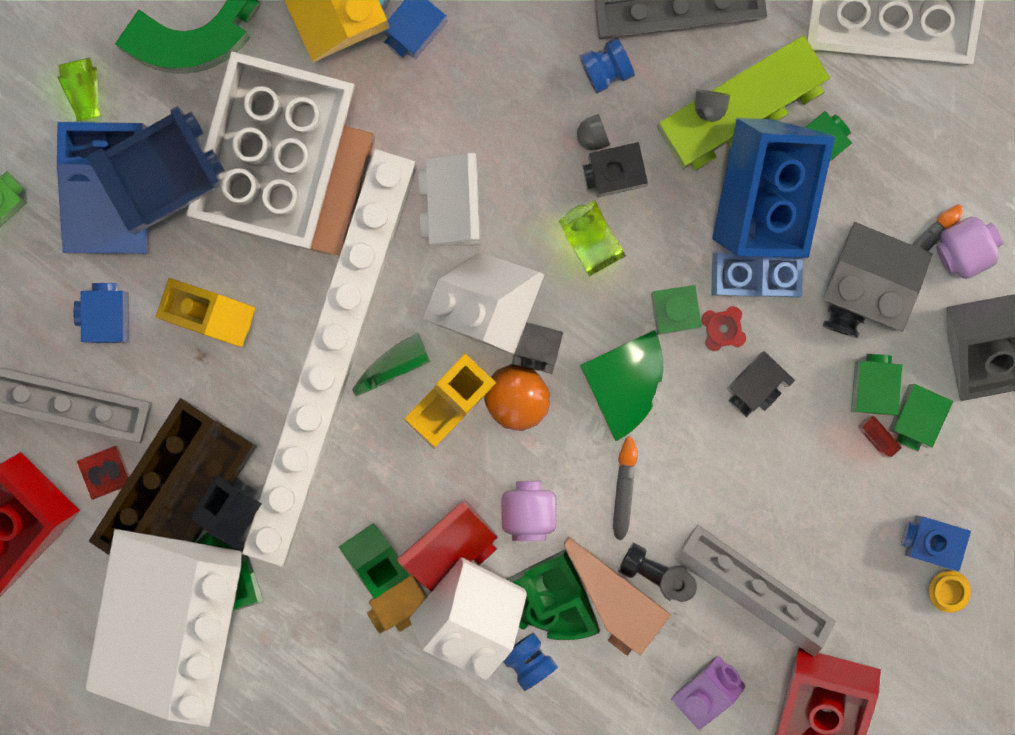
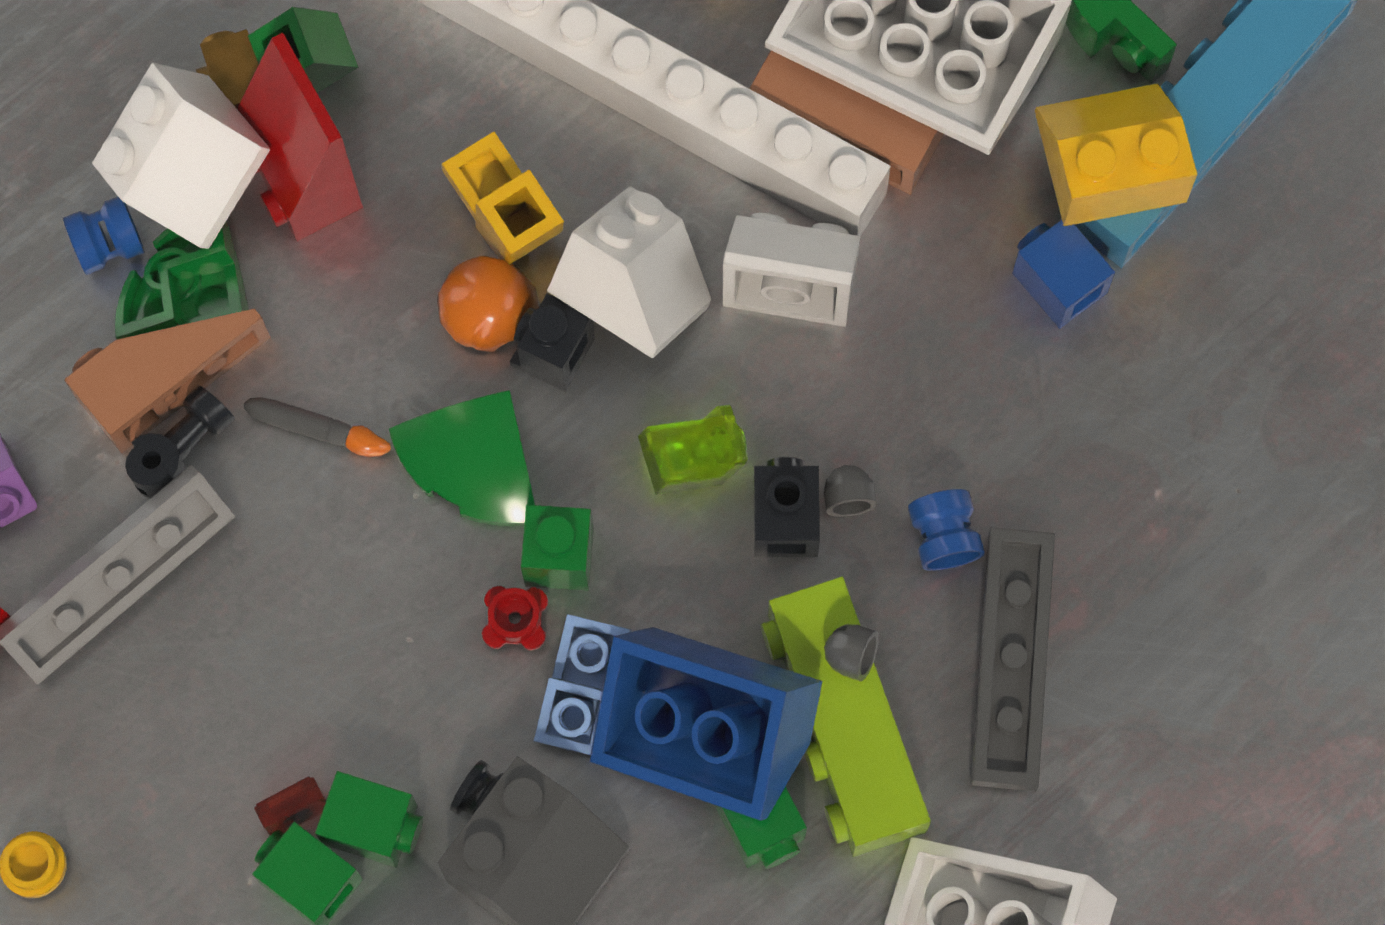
camera: 100 degrees right, 15 degrees down
(395, 362) = (577, 142): green brick -> none
(528, 512) = (317, 281): lavender head -> none
(758, 385) = (417, 644): black brick -> none
(935, 542) = (110, 855): blue brick -> none

